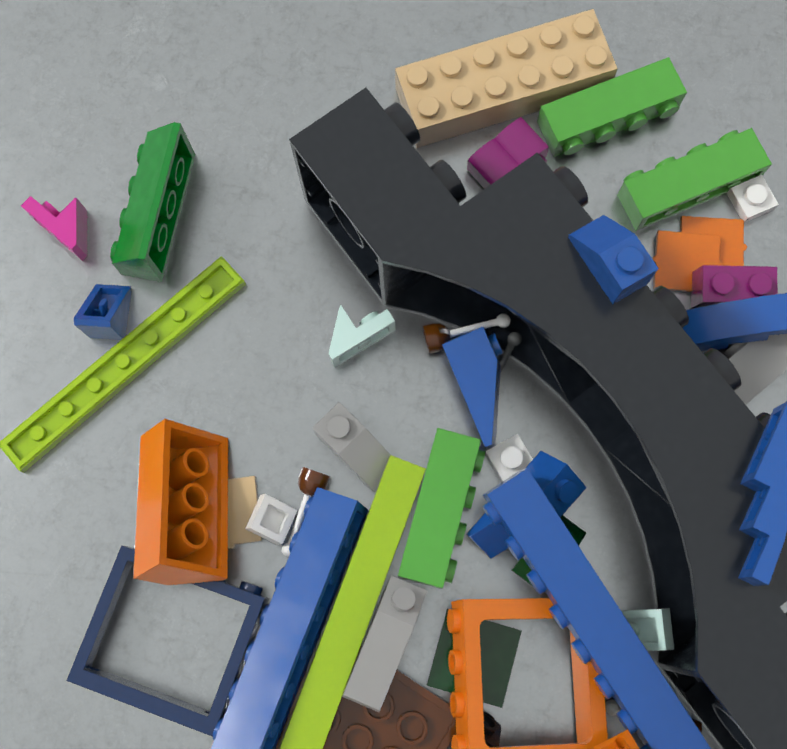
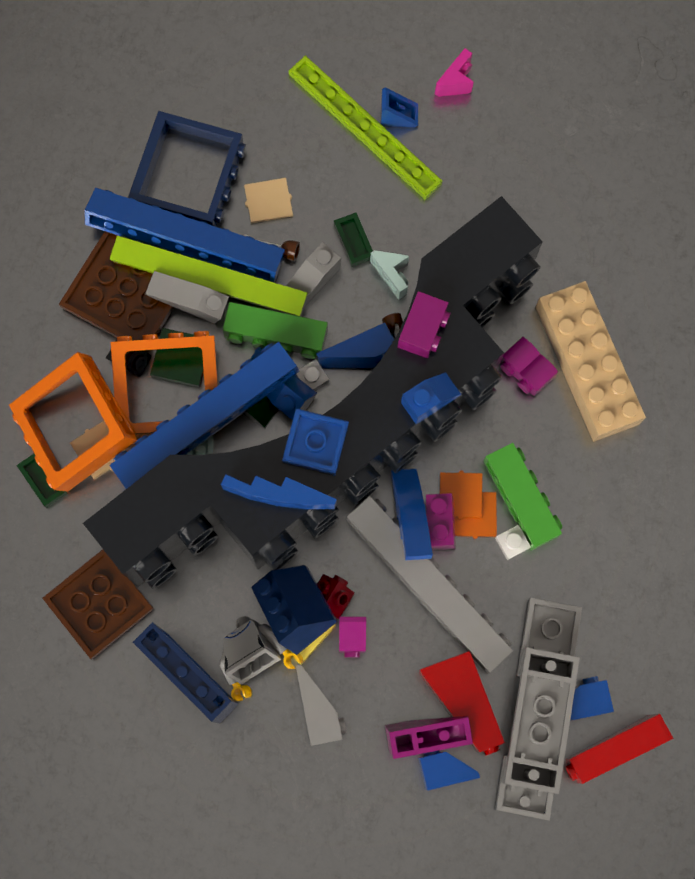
camera: 80 degrees right, 0 degrees up
(154, 204) = (474, 133): green slope -> none
(182, 506) = (269, 167): orange slope -> none
(271, 519) = (263, 225): white plate -> none
(300, 387) = (353, 239): none -> dark green tile
(498, 258) = (423, 324): none -> magenta brick
(611, 107) = (574, 438): bright green brick -> none
(678, 435) = (315, 441): none -> blue tile

